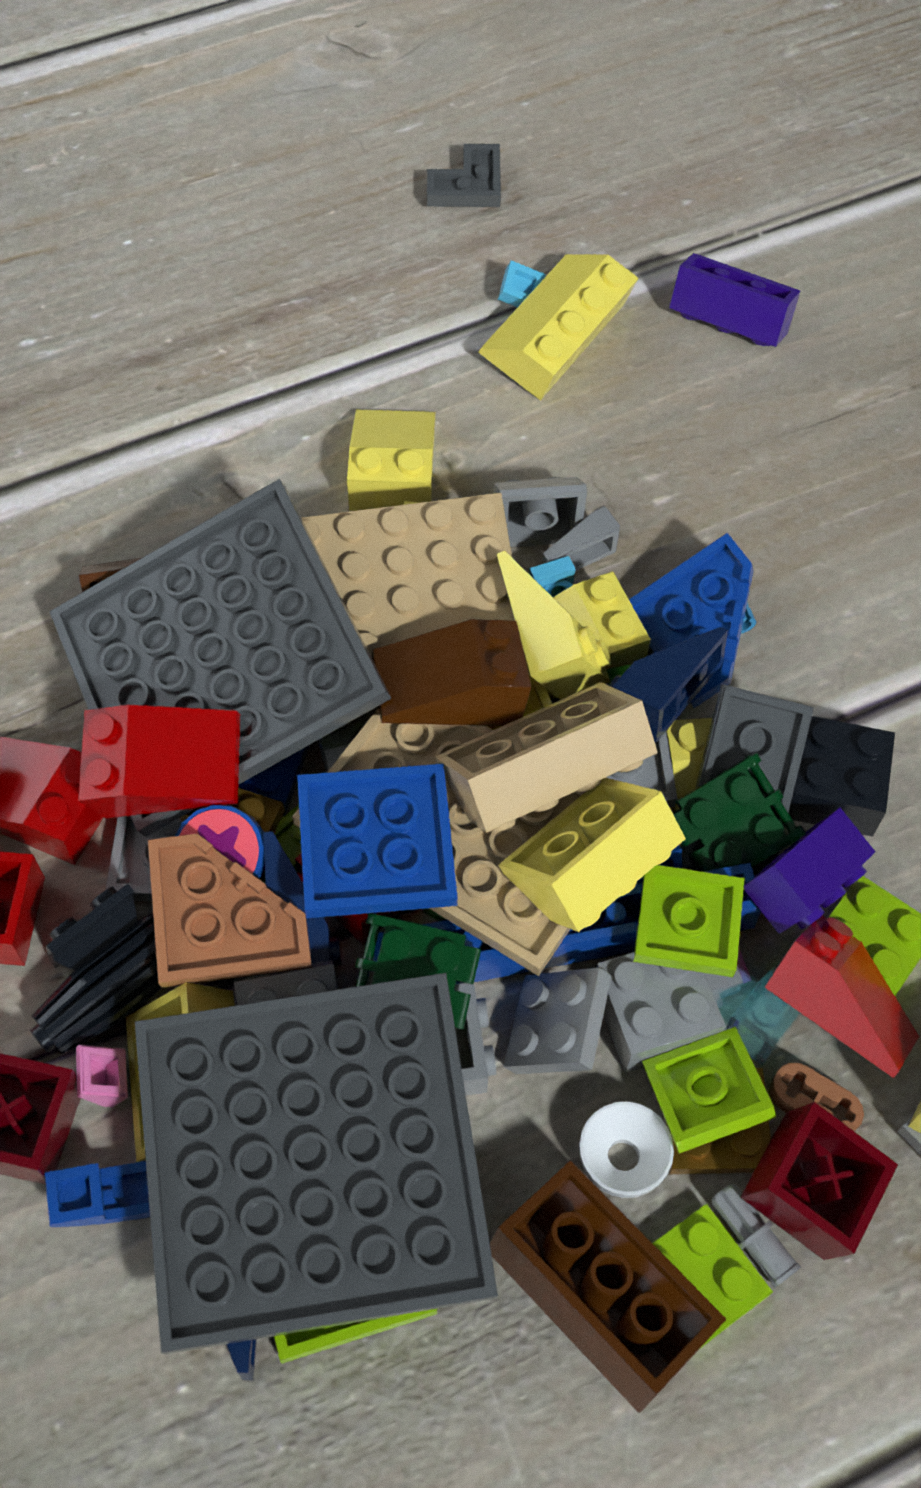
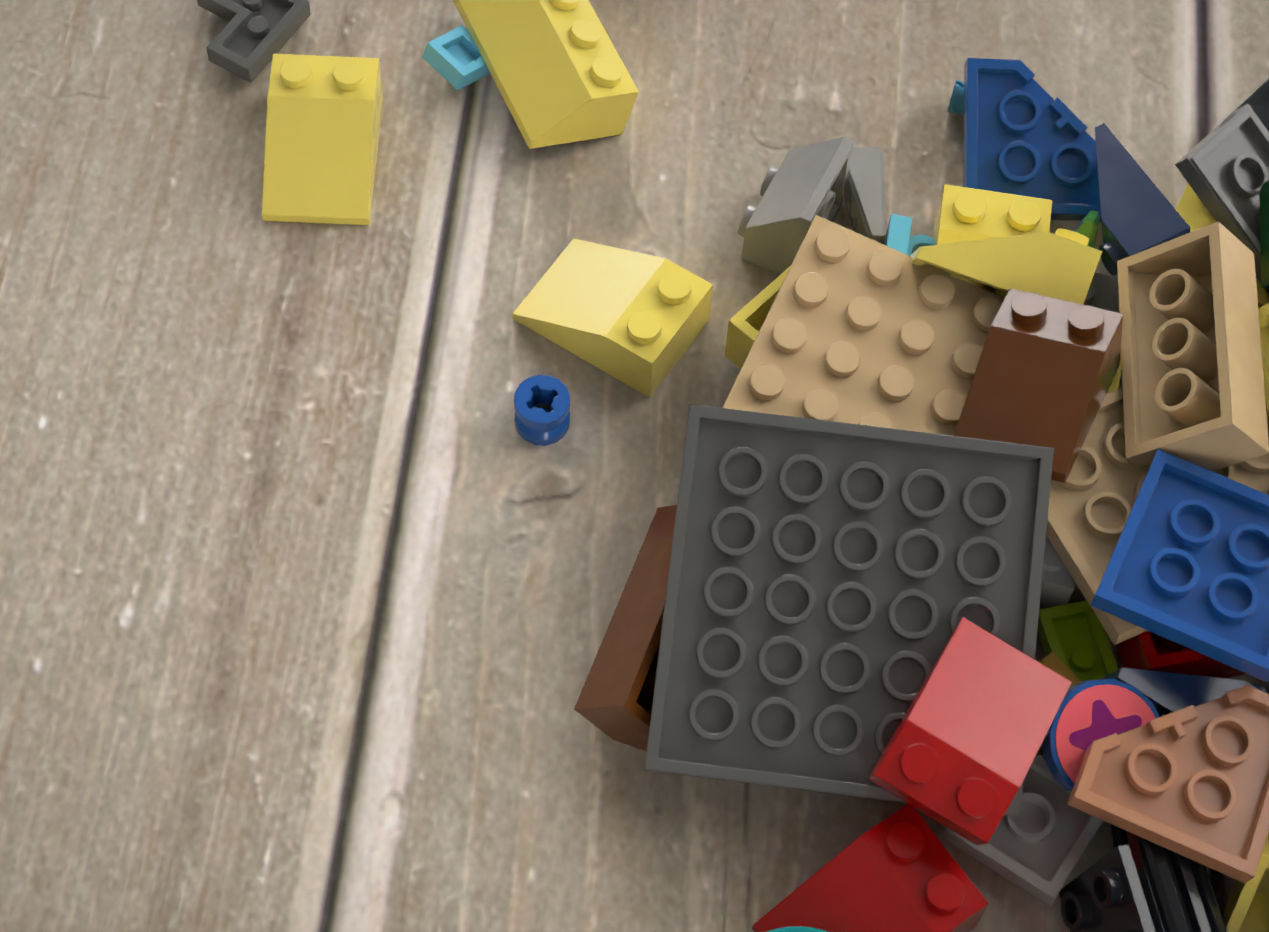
camera: 60 degrees left, 0 degrees up
(297, 461) = (540, 424): none -> blue wheel
(408, 254) = (321, 139): none -> light yellow slope

